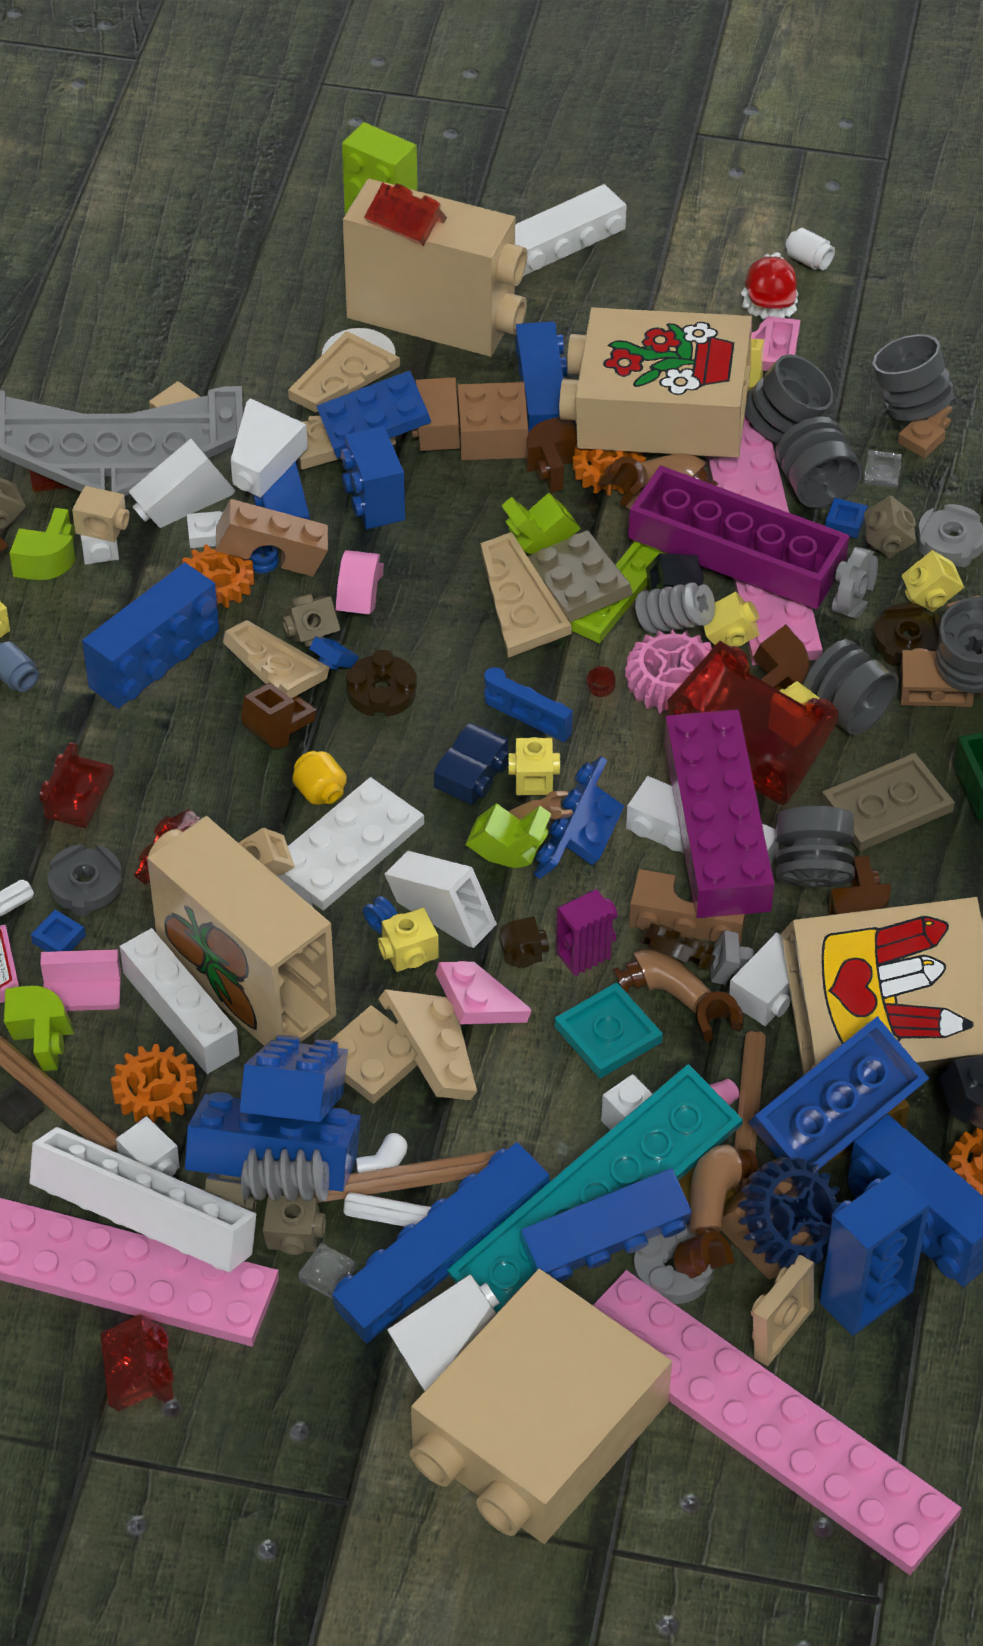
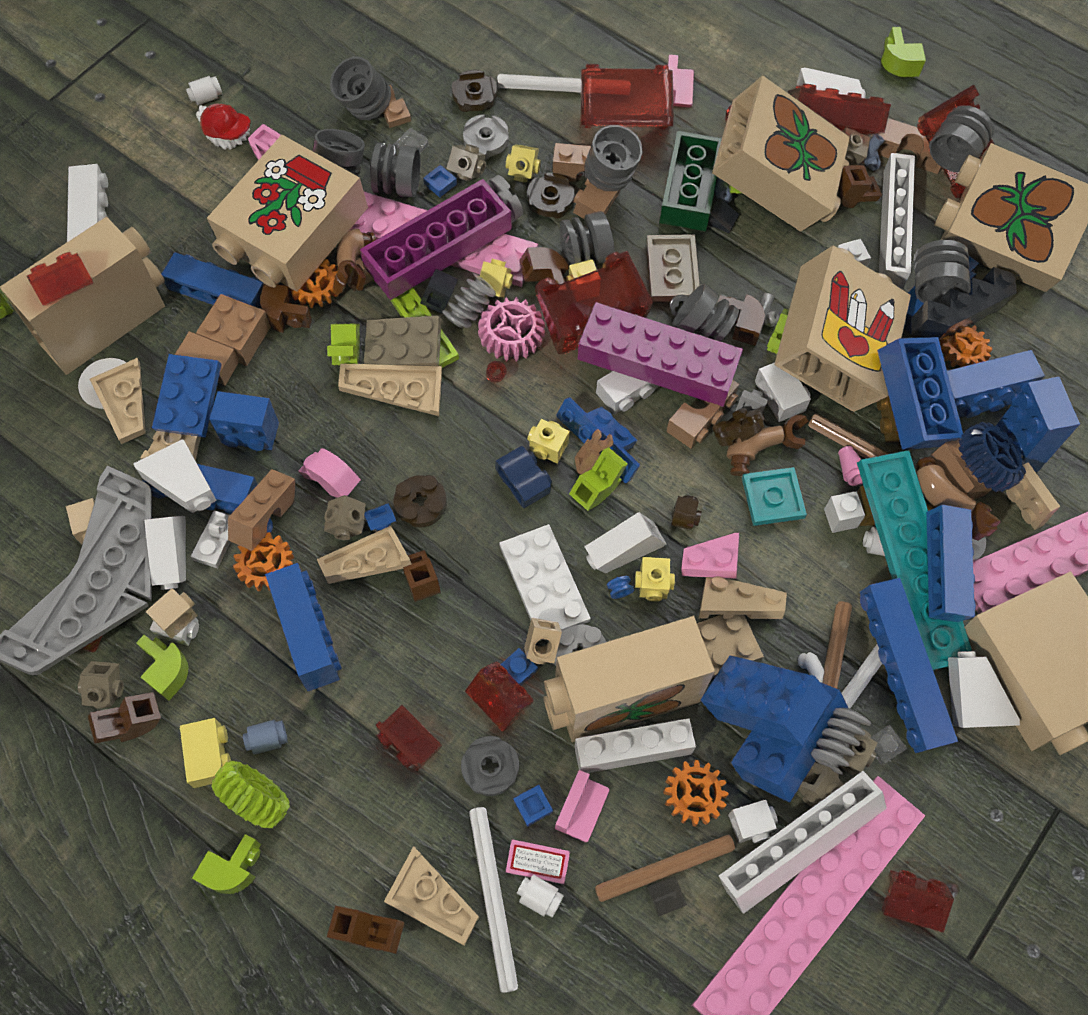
camera: 65 degrees left, 15 degrees up
(38, 1015) = (603, 845): lime brick -> none
(319, 778) = (487, 574): yellow head -> none
(527, 705) = (491, 422): blue plate -> none
(585, 931) = (704, 471): magenta brick -> none

